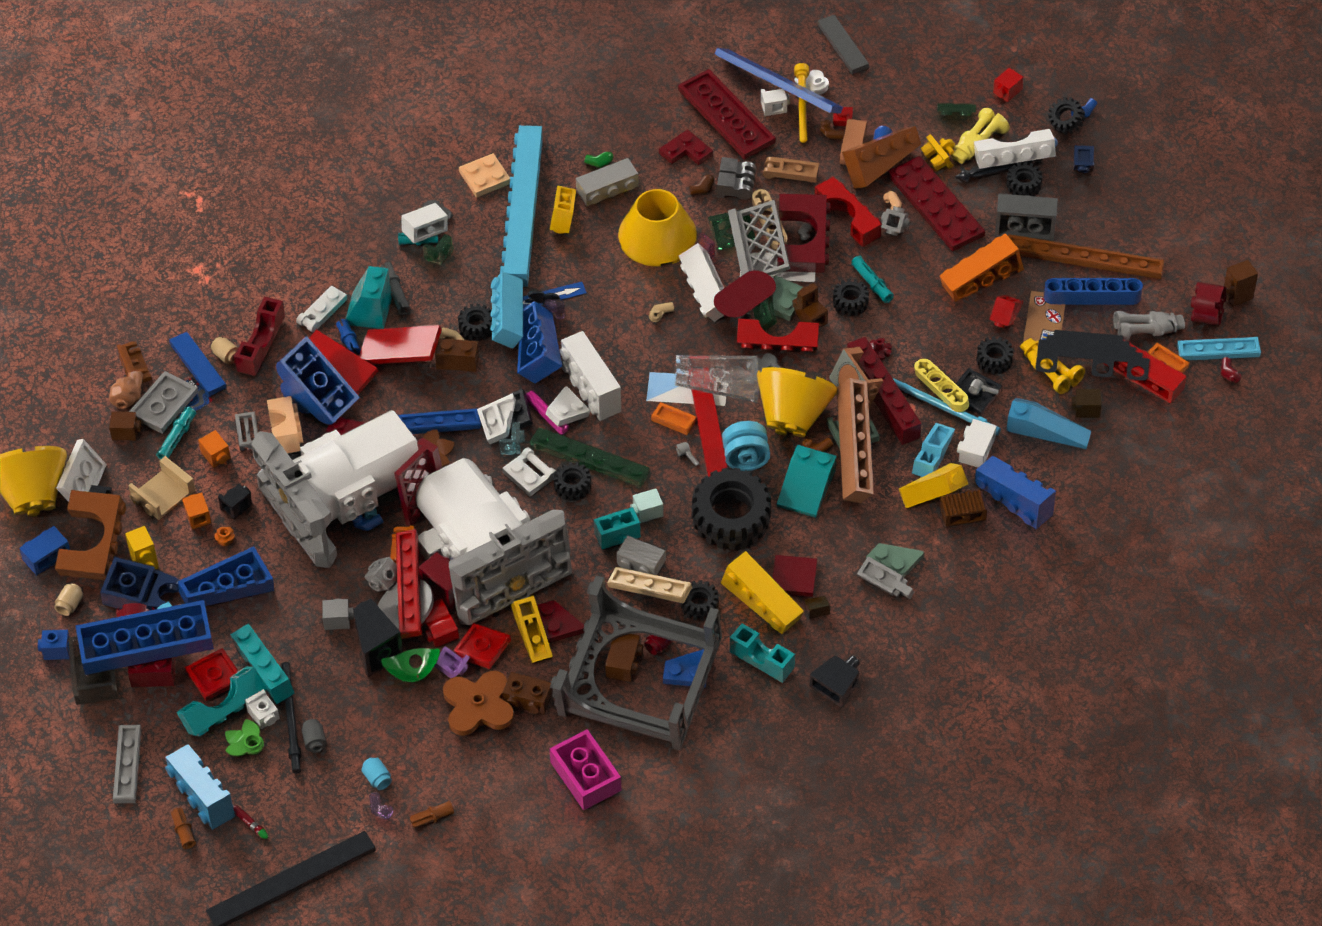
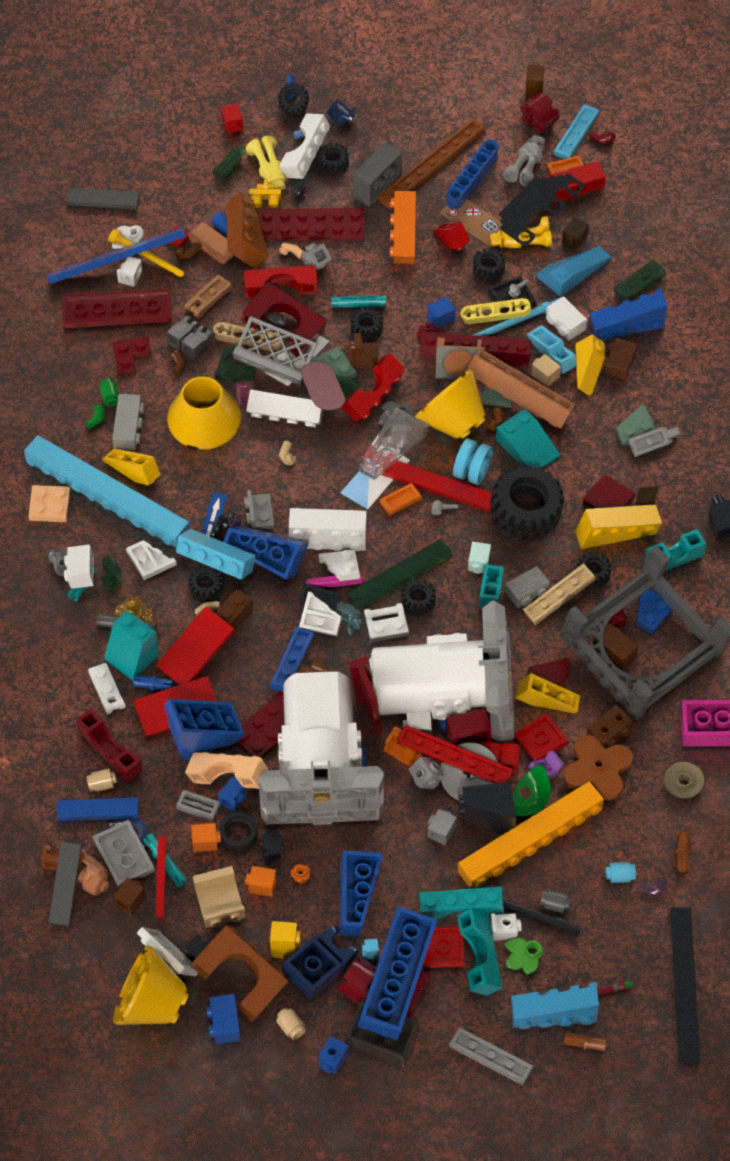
camera: 60 degrees left, 5 degrees up
(104, 374) = (65, 884): none -> dark grey tile
(150, 436) = (161, 878): none -> red tile
(231, 458) = (234, 818): none -> black tyre
(371, 685) = (530, 835): none -> light orange brick
(408, 284) = (136, 607): none -> clear yellow plate
(473, 270) = (149, 560): none -> white wing
(510, 770) = (684, 772): none -> dark tan dish
(582, 318) = (260, 511): none -> light grey bracket
(632, 151) = (109, 392): none -> green brick
(902, 456) = (545, 370): none -> tan brick
(907, 345) = (441, 312): none -> blue brick
(1072, 481) = (639, 280): none -> clear green plate

